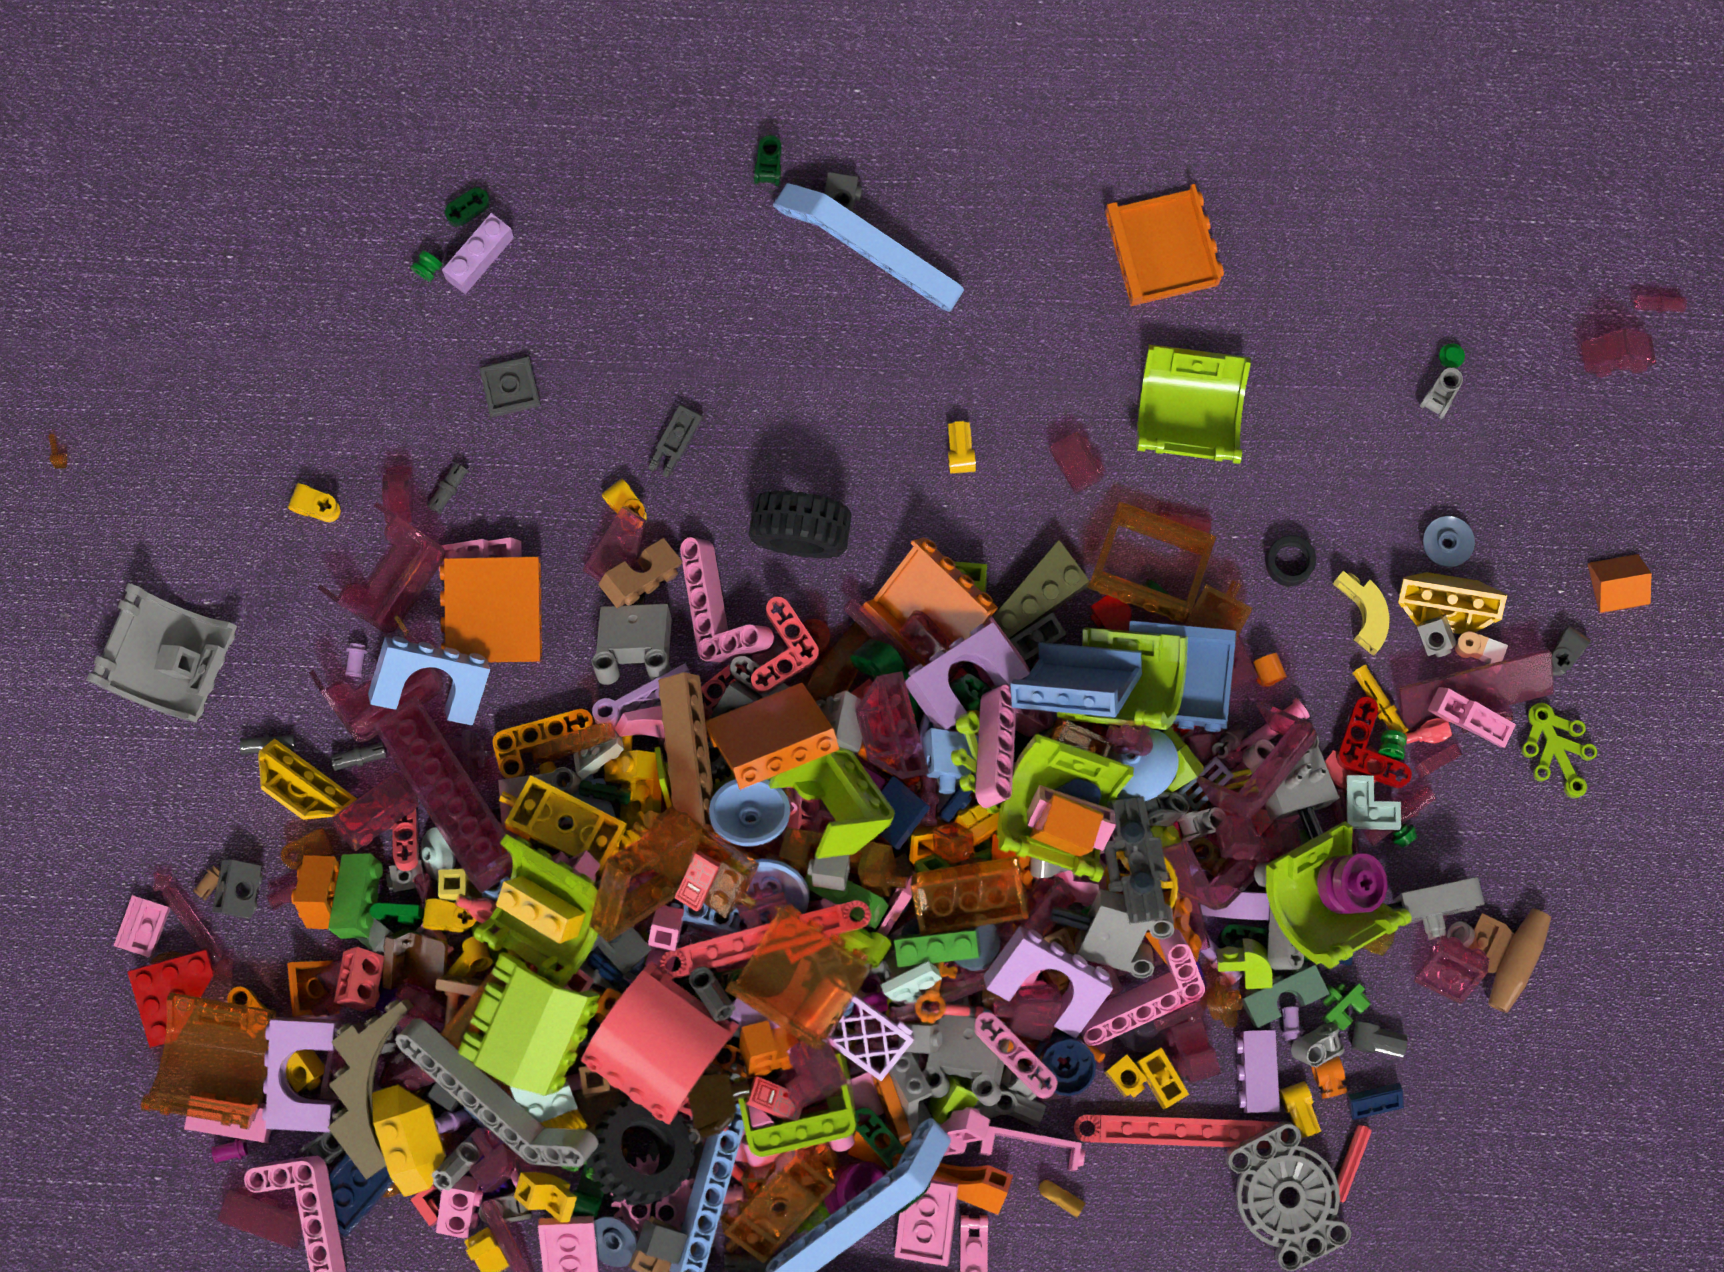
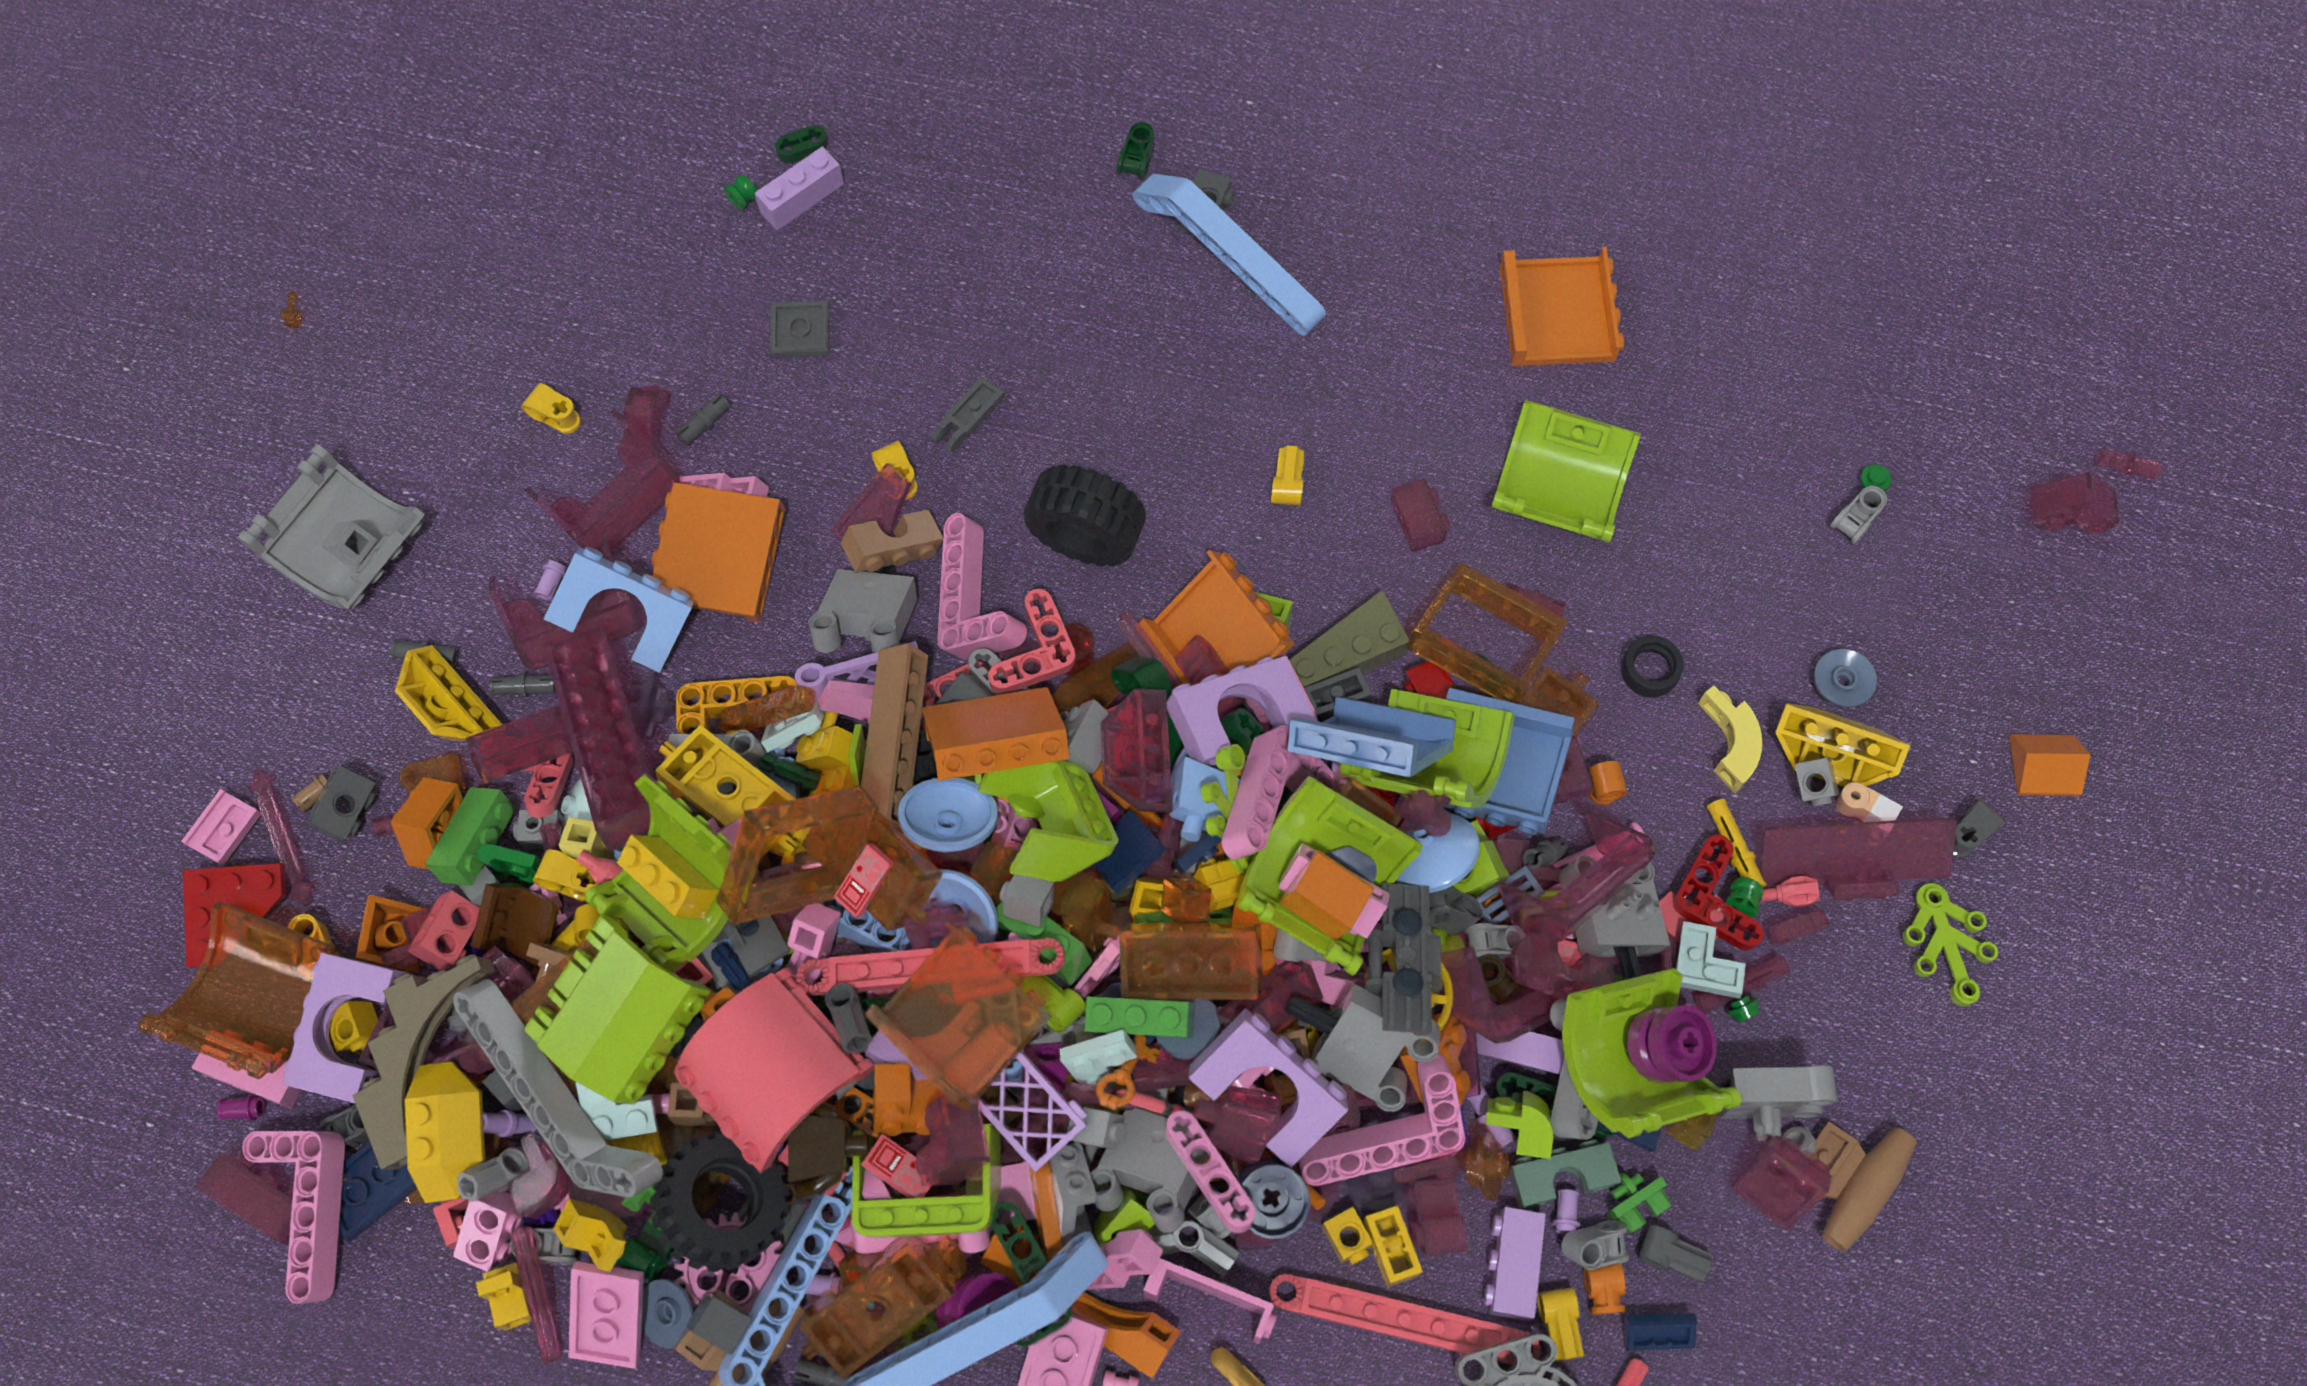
camera: 15 degrees right, 10 degrees down
(1471, 716) = (1848, 878): bright pink slope -> none

